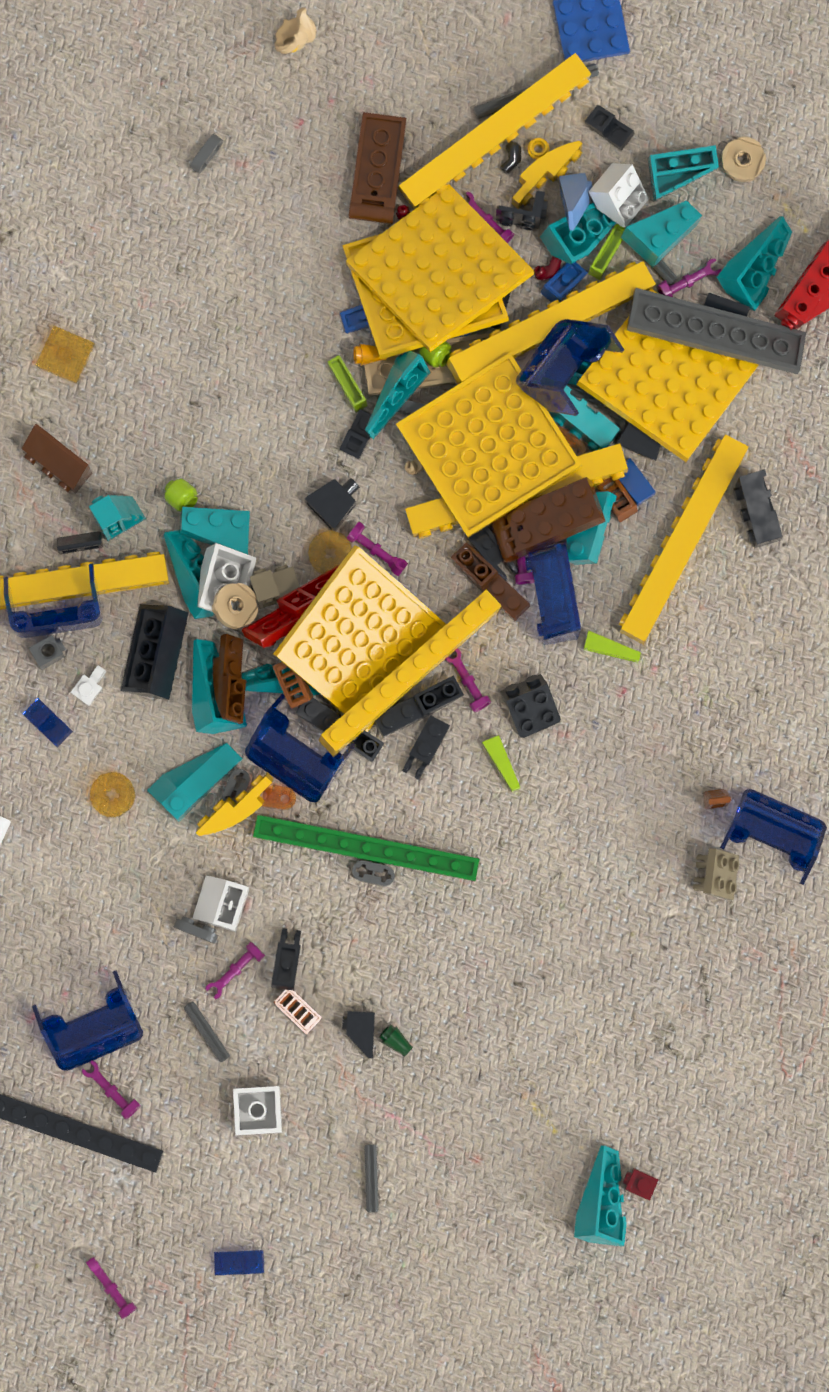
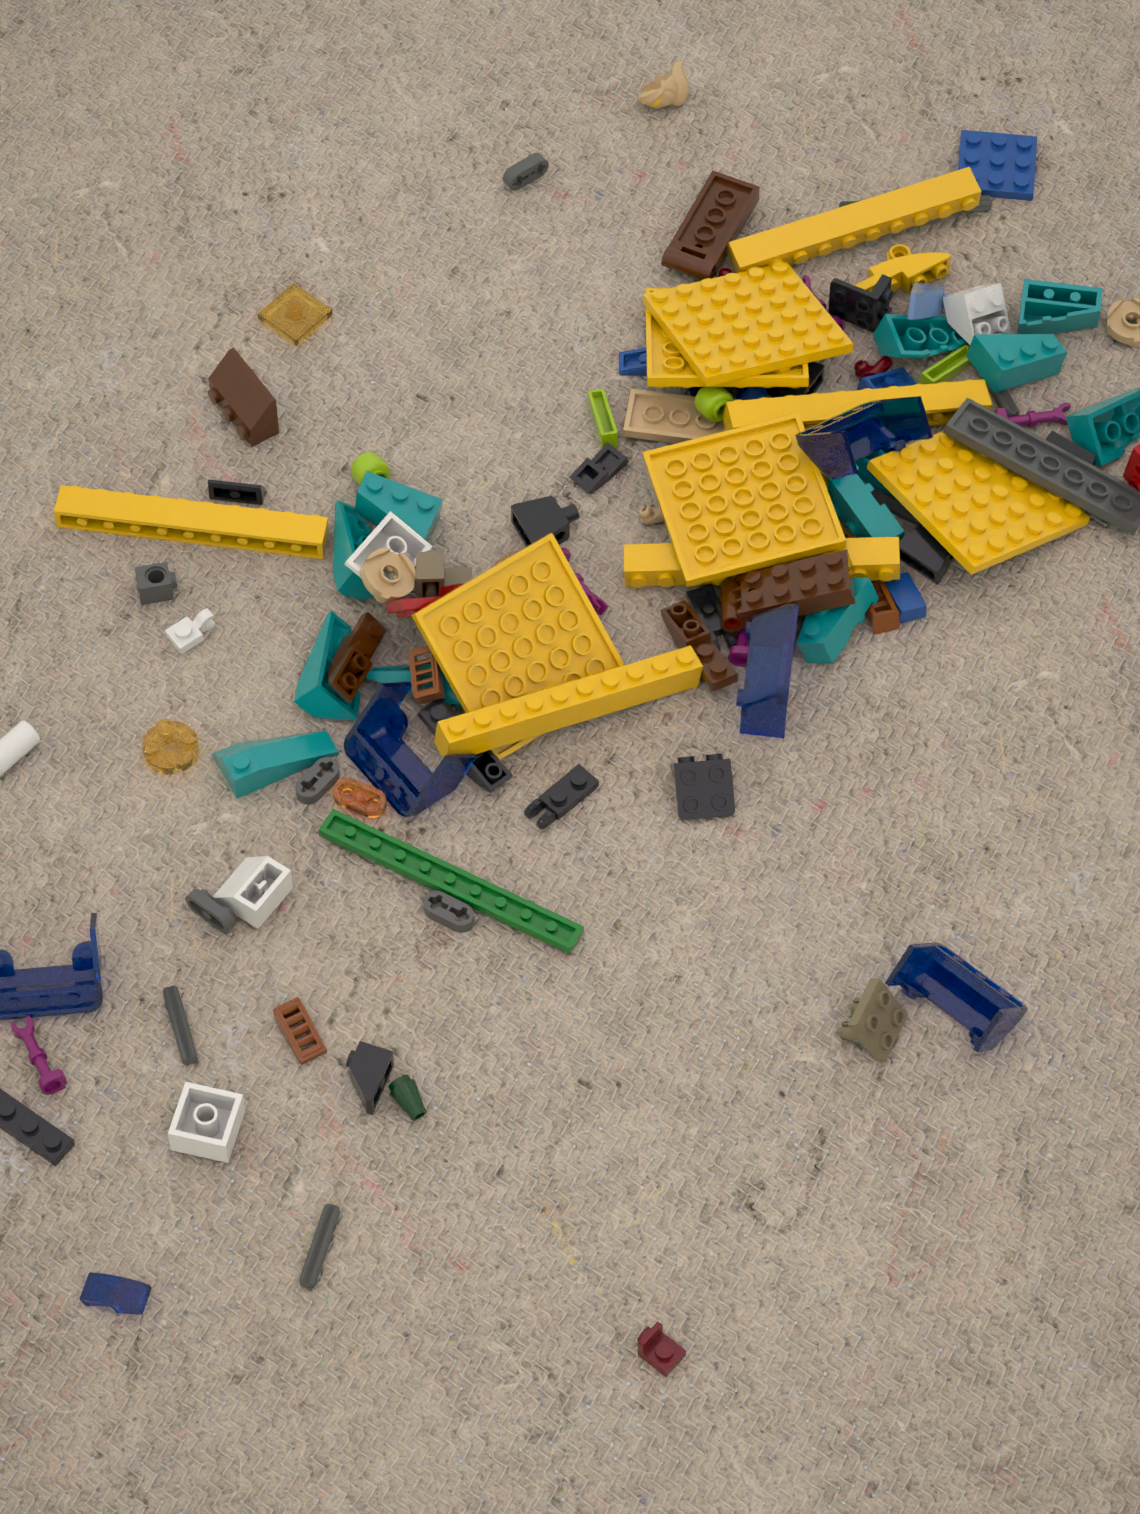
camera: 20 degrees right, 25 degrees down
(47, 722) = (125, 655): clear blue slope -> none
(84, 616) = (210, 557): clear blue windscreen -> none
(116, 514) = (285, 463): teal wedge -> none
(154, 651) = (279, 614): black slope -> none
(229, 813) = (299, 795): yellow slope -> none
(235, 969) = (270, 952): magenta piece -> none
(286, 962) = (306, 969): black hinge -> none
(365, 354) = (636, 388): light orange cone -> none
(403, 380) = (661, 423): teal wedge -> none
(419, 706) = (565, 752): black slope -> none
(468, 681) = (643, 766): magenta piece -> none
(499, 757) = (645, 826): lime piece -> none
(514, 155) = (869, 258): black arm -> none
(600, 1211) = (599, 1362): teal wedge -> none
(605, 646) = (820, 753): lime piece -> none
(609, 127) = (986, 259): black slope -> none
(685, 537) = (943, 665): yellow brick -> none
(716, 799) = (897, 939): dark orange slope -> none
(757, 509) = (1044, 652): black wedge -> none

